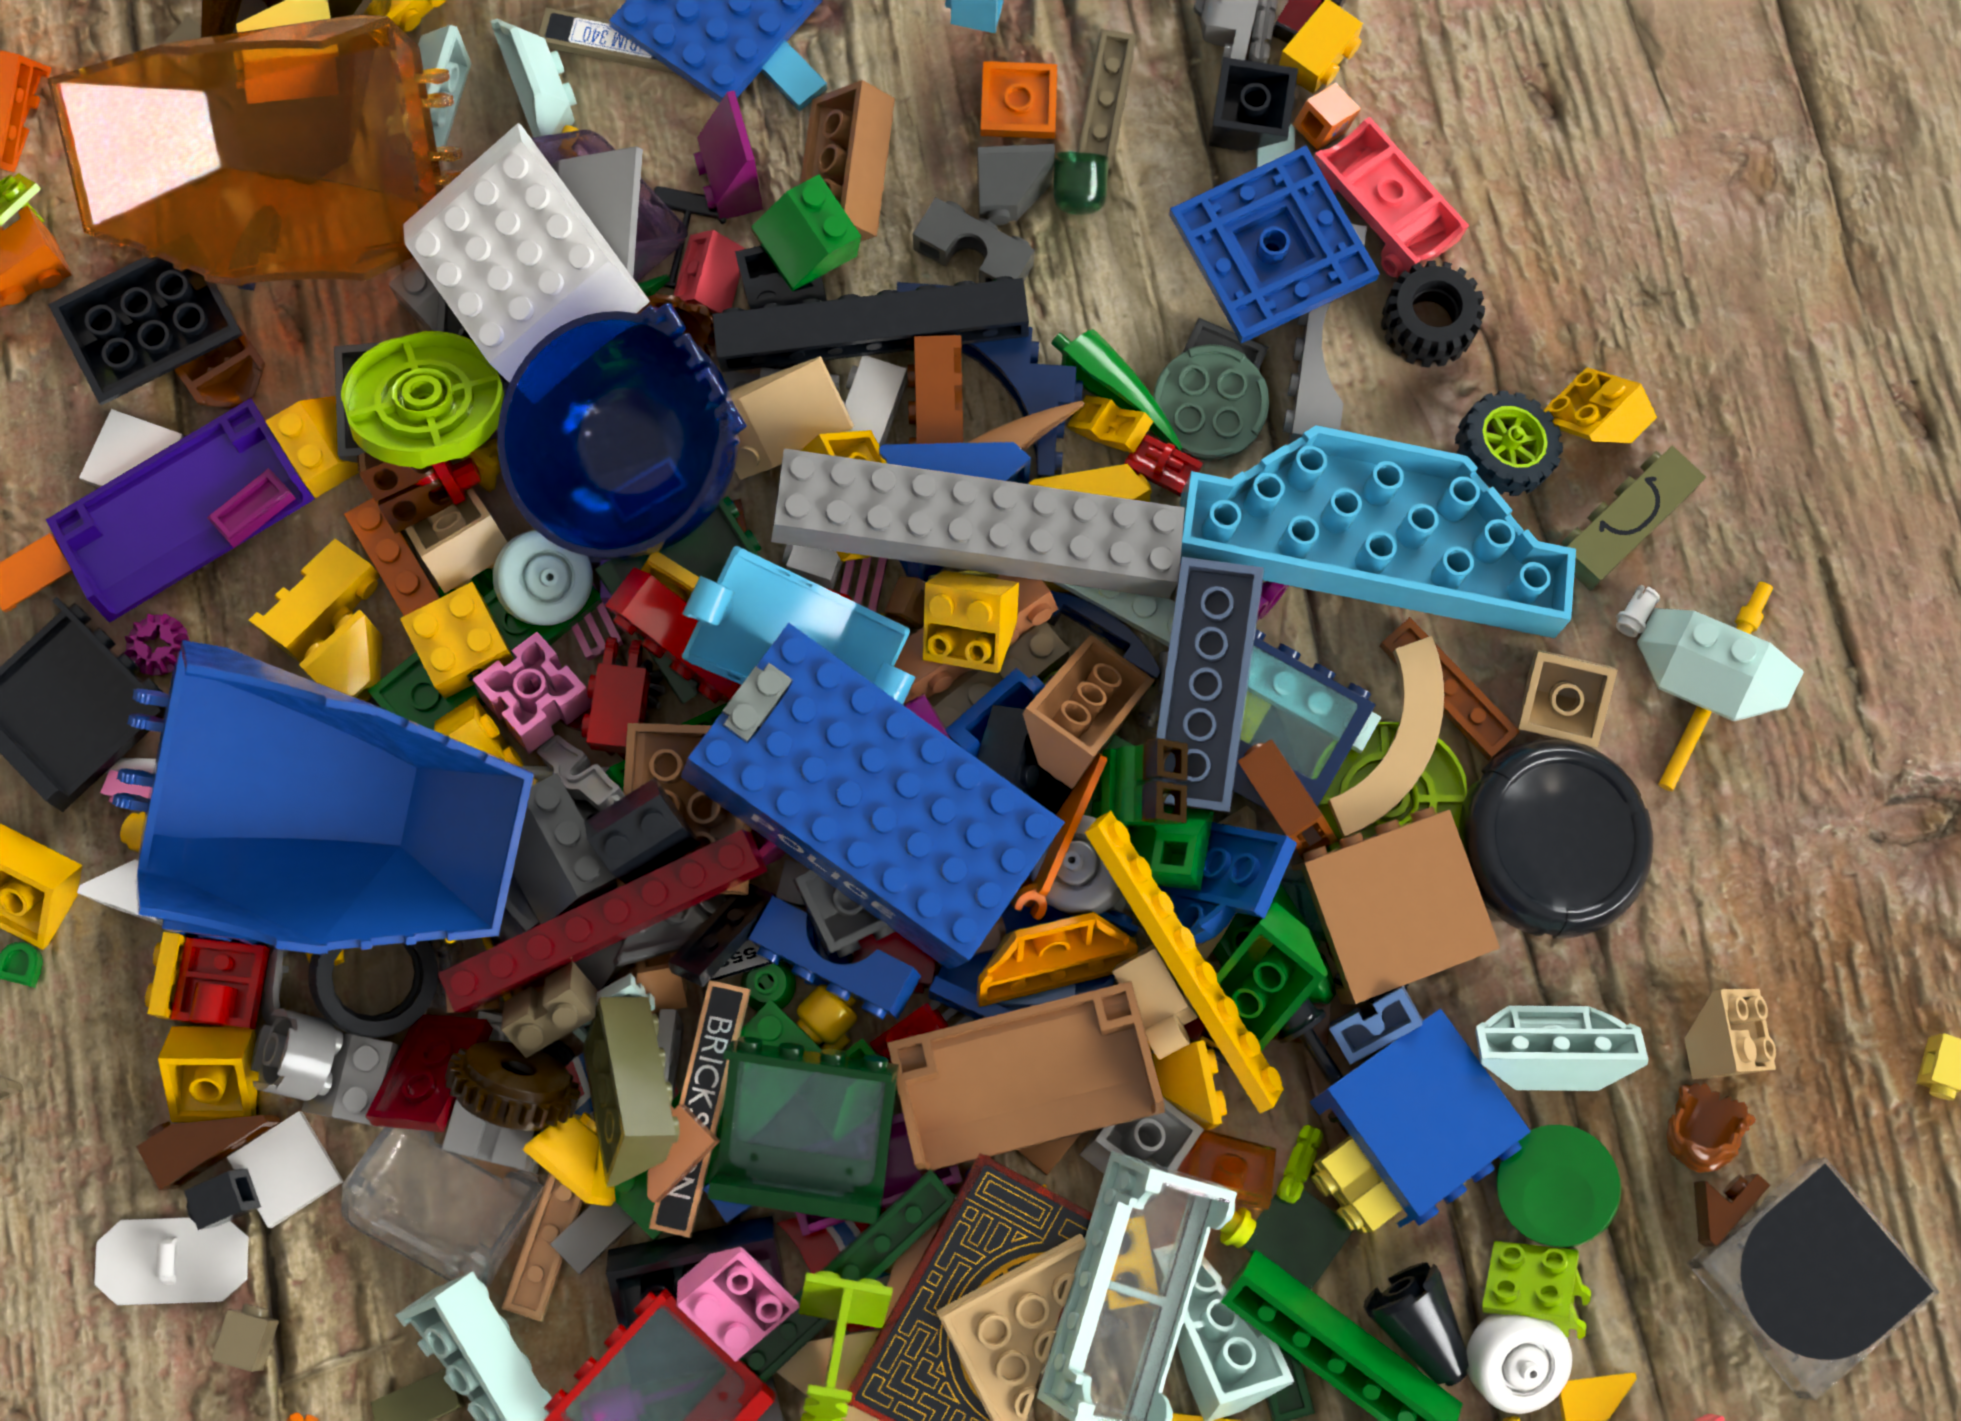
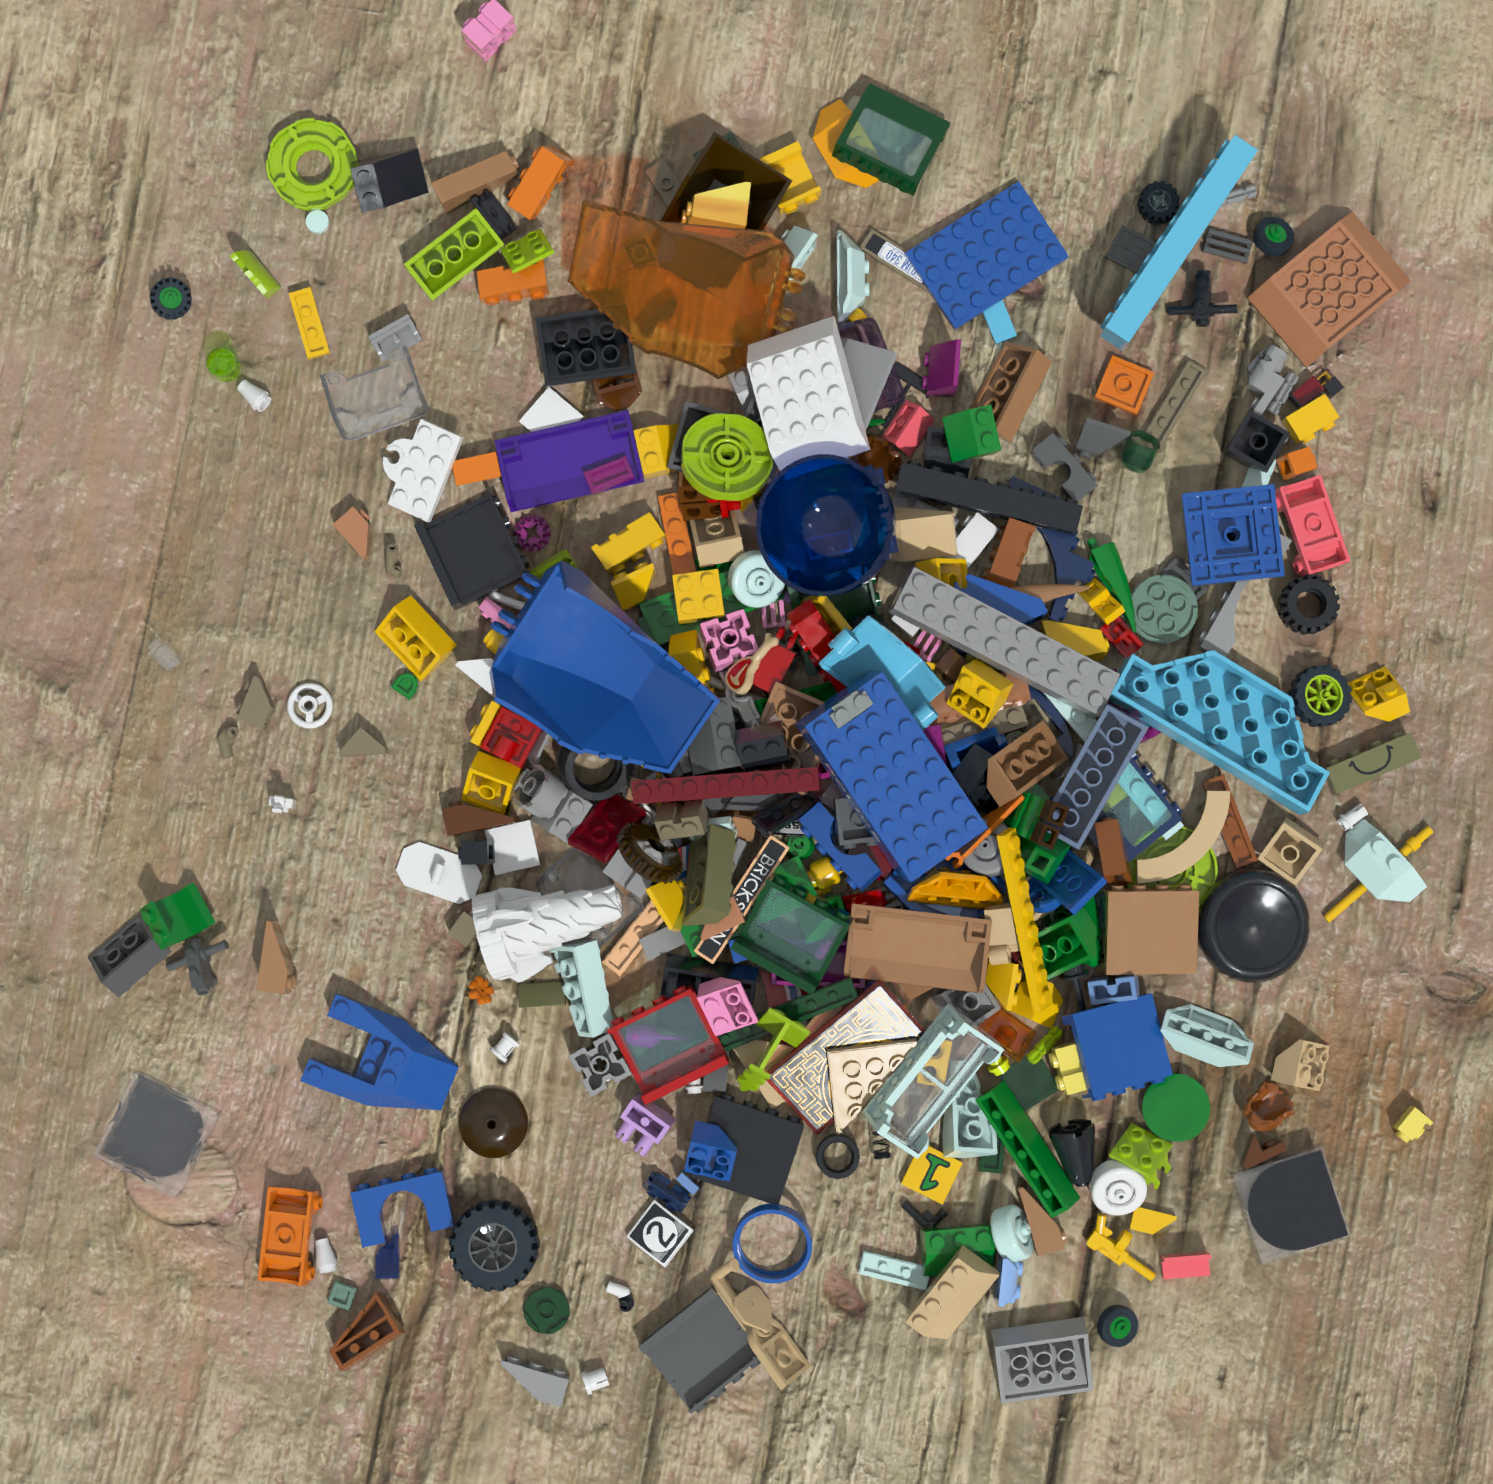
camera: 25 degrees right, 10 degrees up
(324, 1300) = (521, 924): none -> white cone
(569, 734) = (741, 674): none -> tan piece
(1243, 1114) = (1024, 1005): none -> yellow slope

